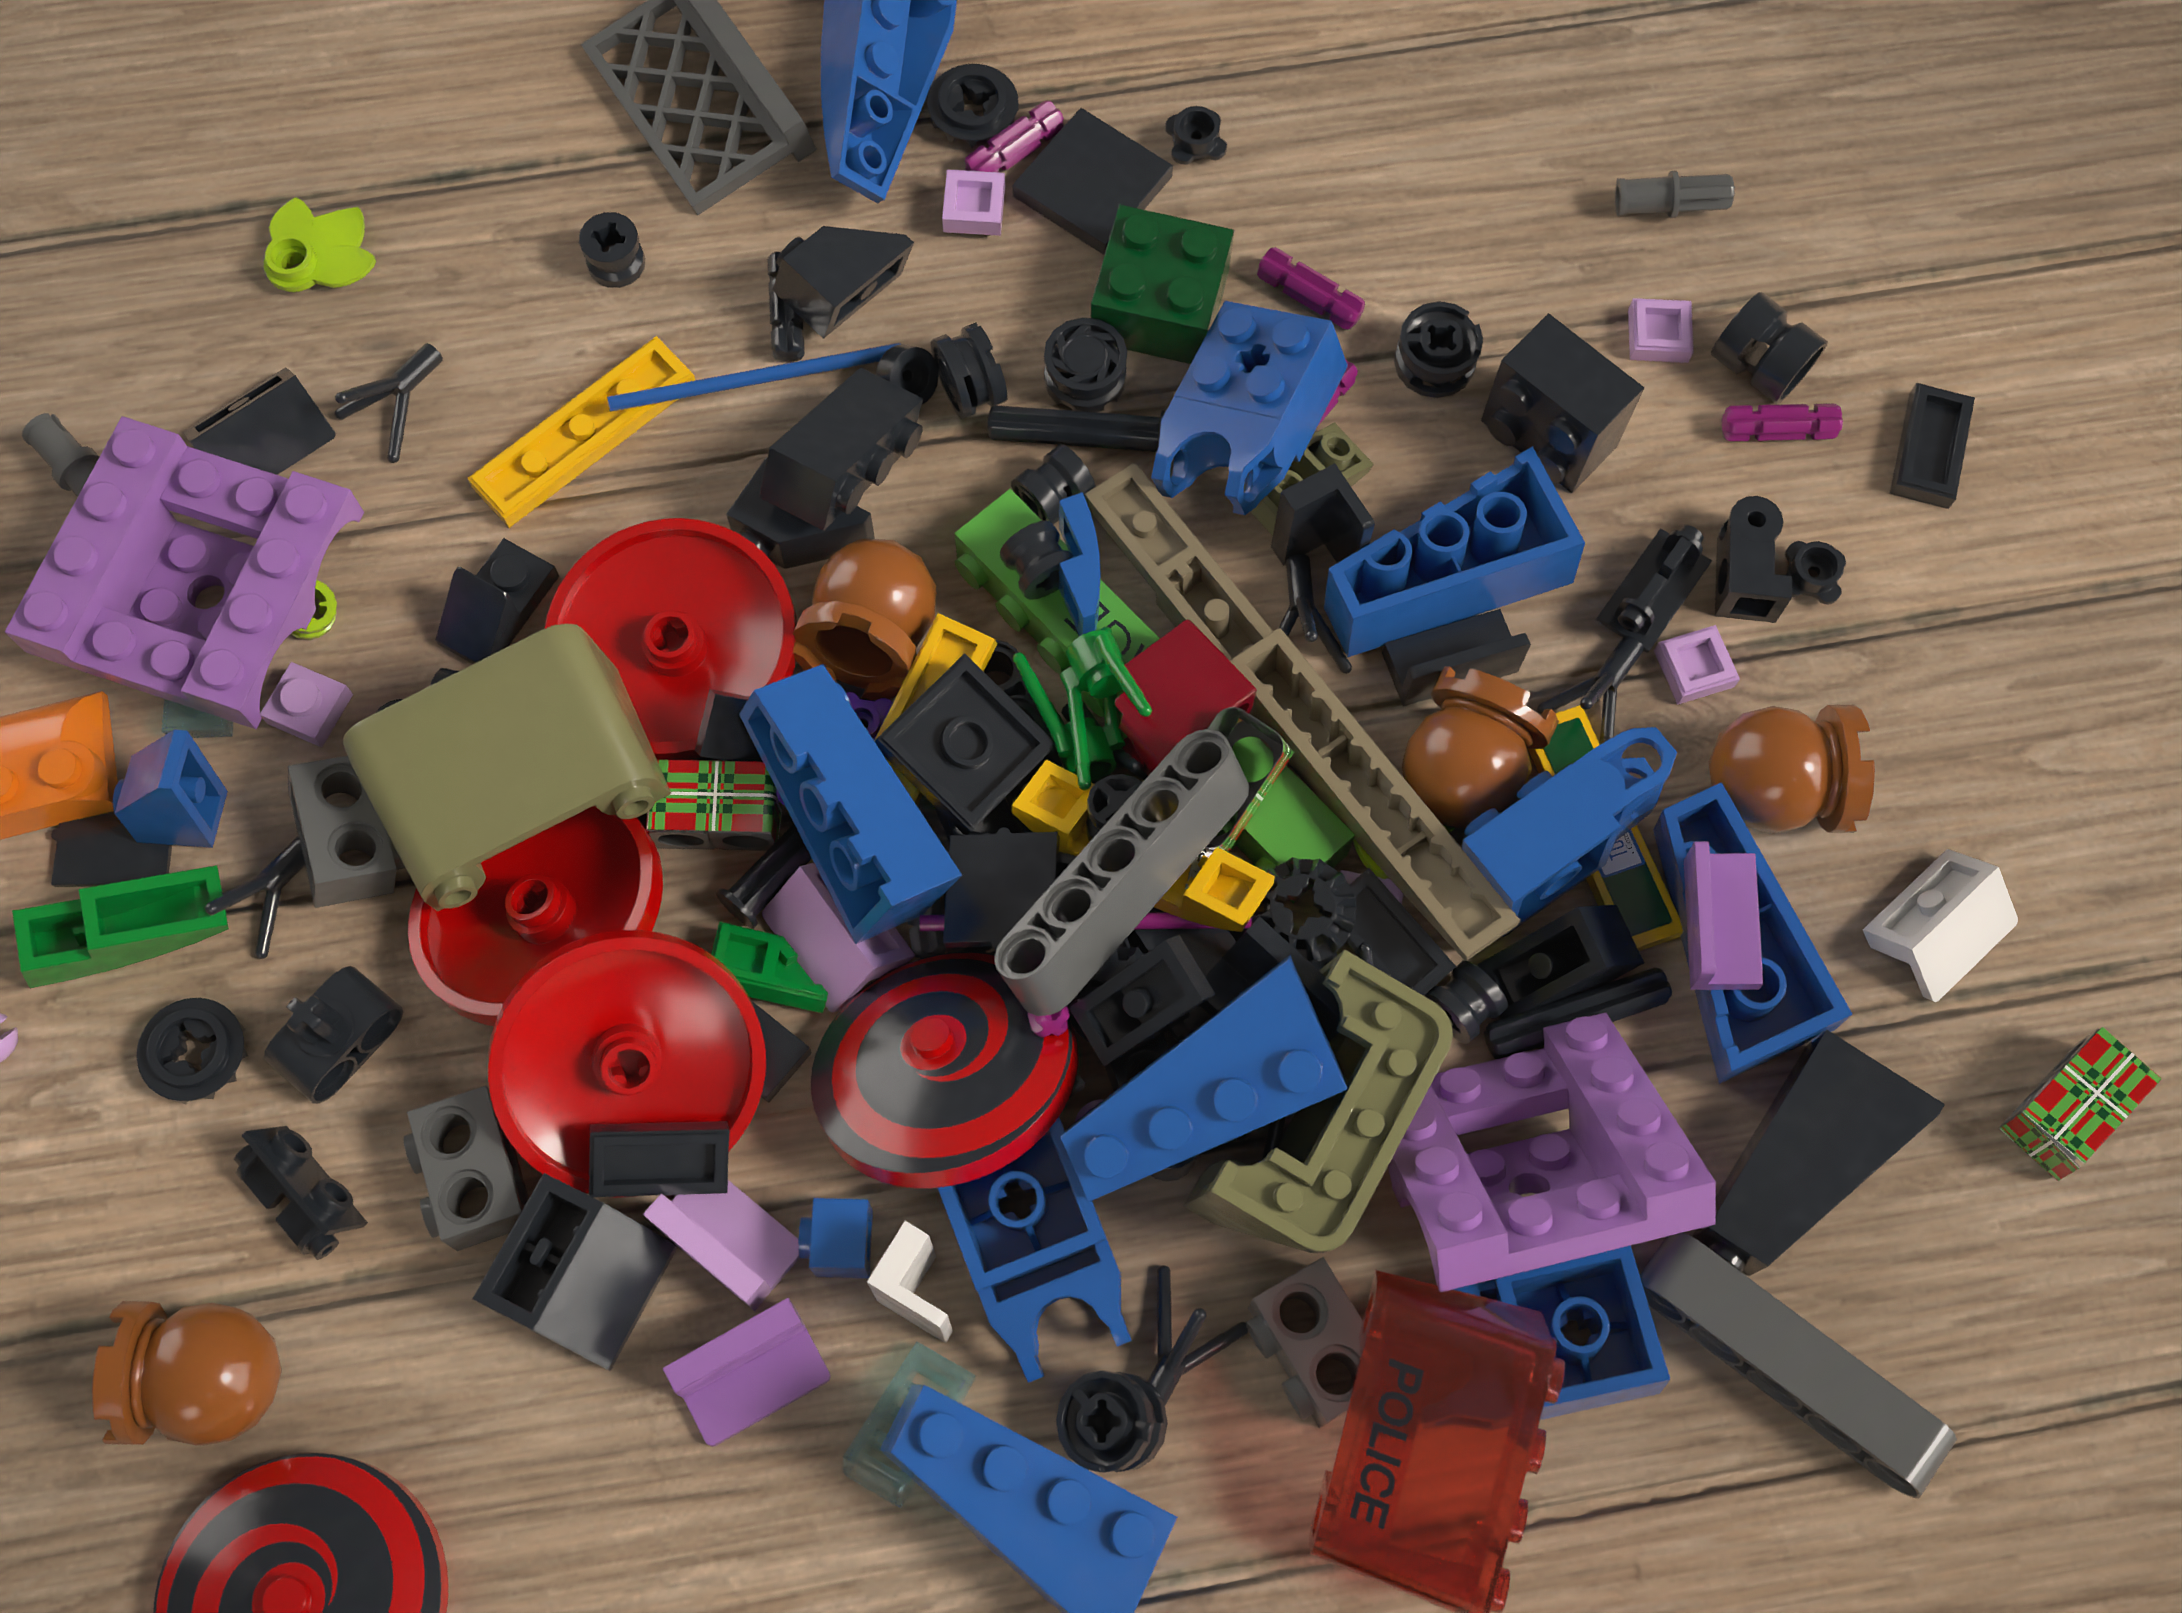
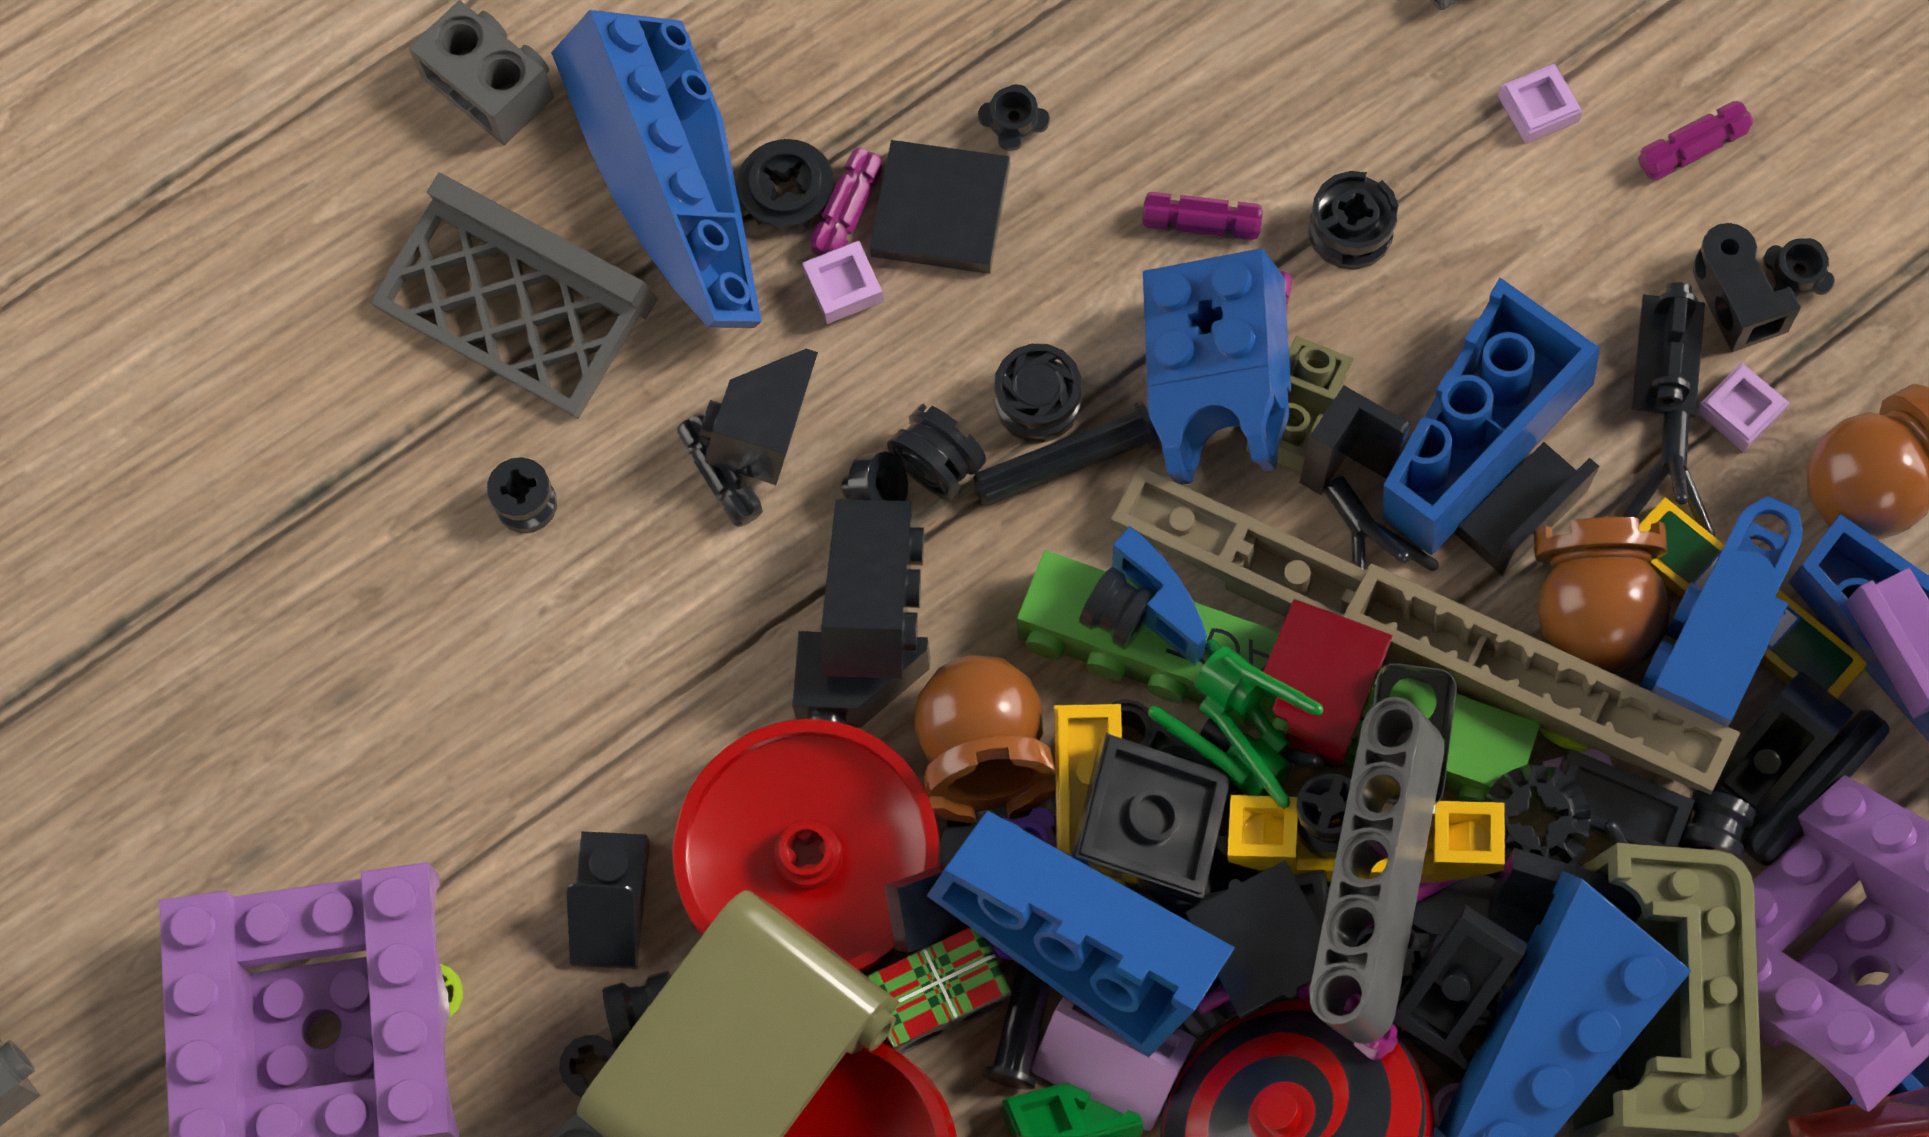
camera: 20 degrees left, 0 degrees up
(61, 451) = (112, 967): dark grey pin -> none
(265, 426) = (279, 836): black panel -> none
(306, 704) = (483, 1088): lavender plate -> none
(322, 244) = (230, 624): lime plate -> none
(400, 385) = (390, 729): black plant -> none
(576, 435) = (593, 689): yellow tile -> none
(746, 378) = (730, 556): blue axle -> none
(1058, 478) = (1076, 522): black wheel -> none
(1162, 281) = (1070, 278): dark green brick -> none
(1561, 401) = (1501, 222): black brick -> none
(1773, 369) = (1673, 73): black wheel -> none
(1932, 445) = (1837, 98): black tile -> none

